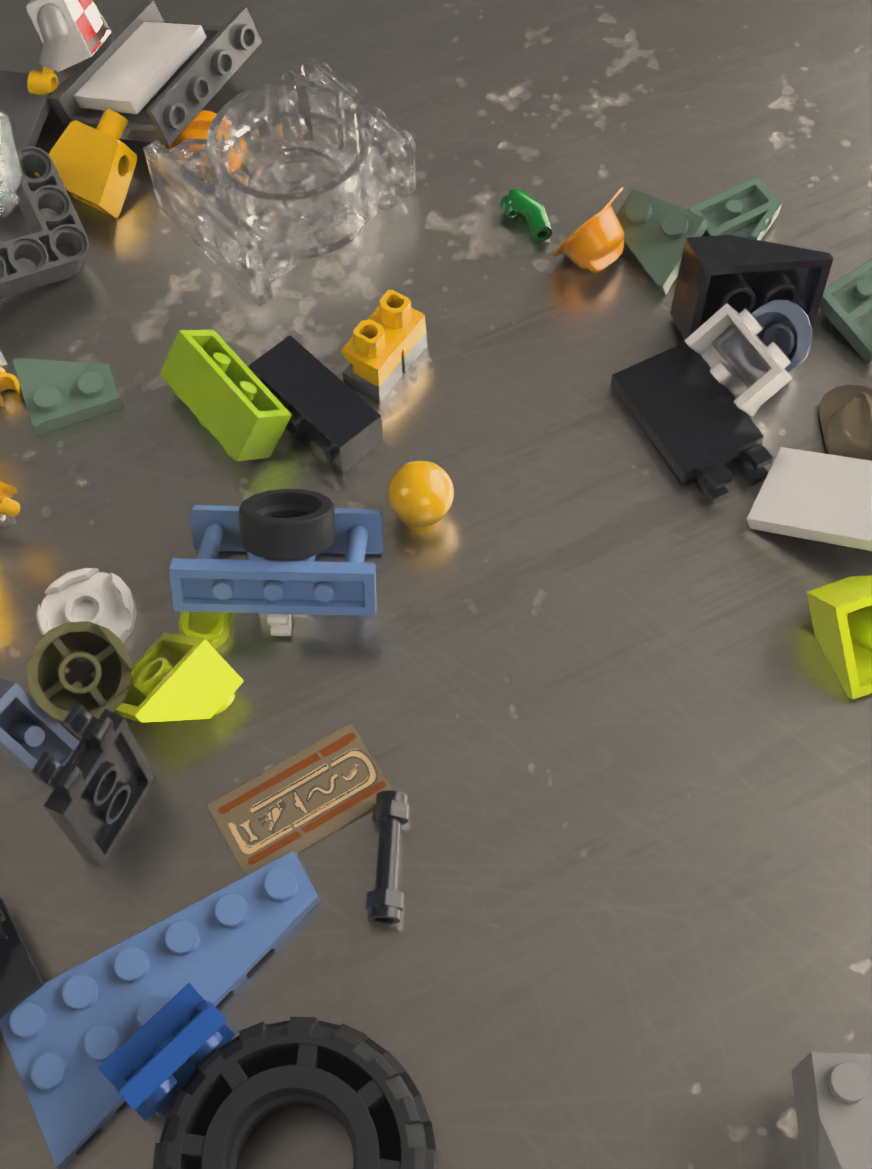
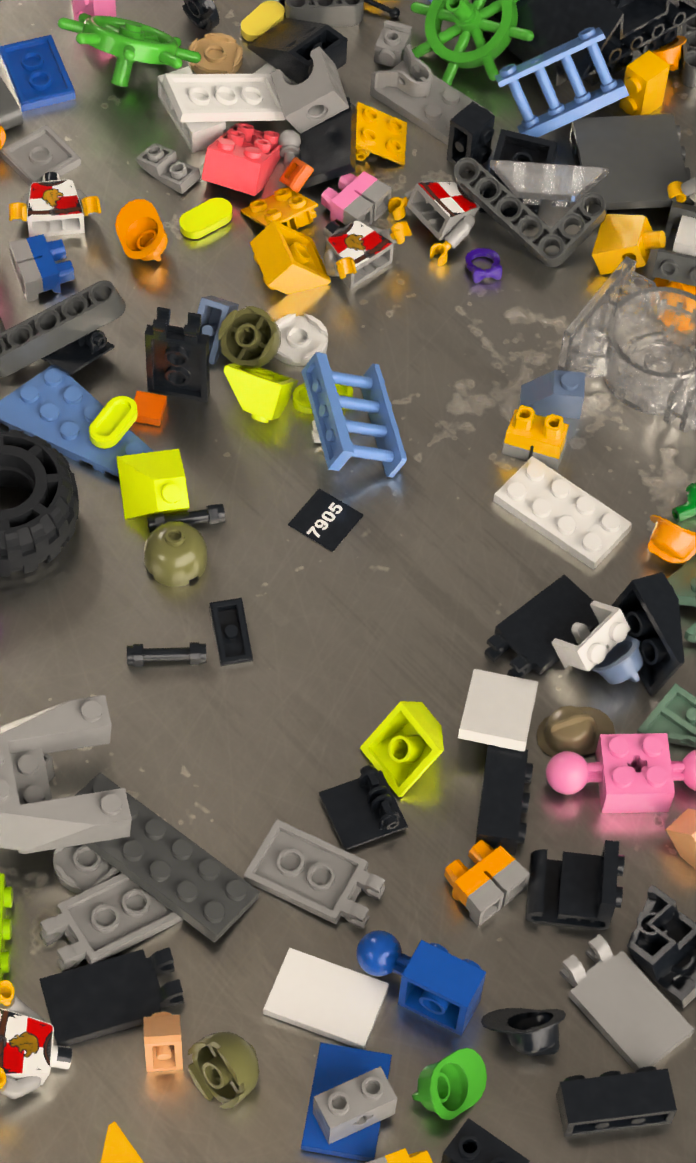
camera: 70 degrees right, 5 degrees down
(63, 350) = (479, 274): none -> dark purple piece
(65, 391) = (449, 284): sand green wing -> none
(143, 871) = (150, 407): none -> orange tile
(164, 1052) = (55, 430): blue brick -> none
(168, 931) = (113, 422): none -> neon yellow tile
(225, 395) = (466, 360): lime brick -> none
(287, 524) = (360, 414): black tyre -> none
(299, 799) = (217, 475): sticker -> none
(315, 304) = (555, 393): none -> sand blue slope
(320, 889) = (152, 483): none -> neon yellow slope
(321, 405) = (479, 413): black brick -> none
(420, 494) = (424, 479): yellow piece -> none
(434, 654) = (325, 520): none -> black sticker
(453, 890) = (175, 553): none -> olive cylinder
(503, 355) = (562, 512): none -> white plate
(616, 836) = (230, 631): none -> black slope
(639, 991) = (138, 654): none -> black bar

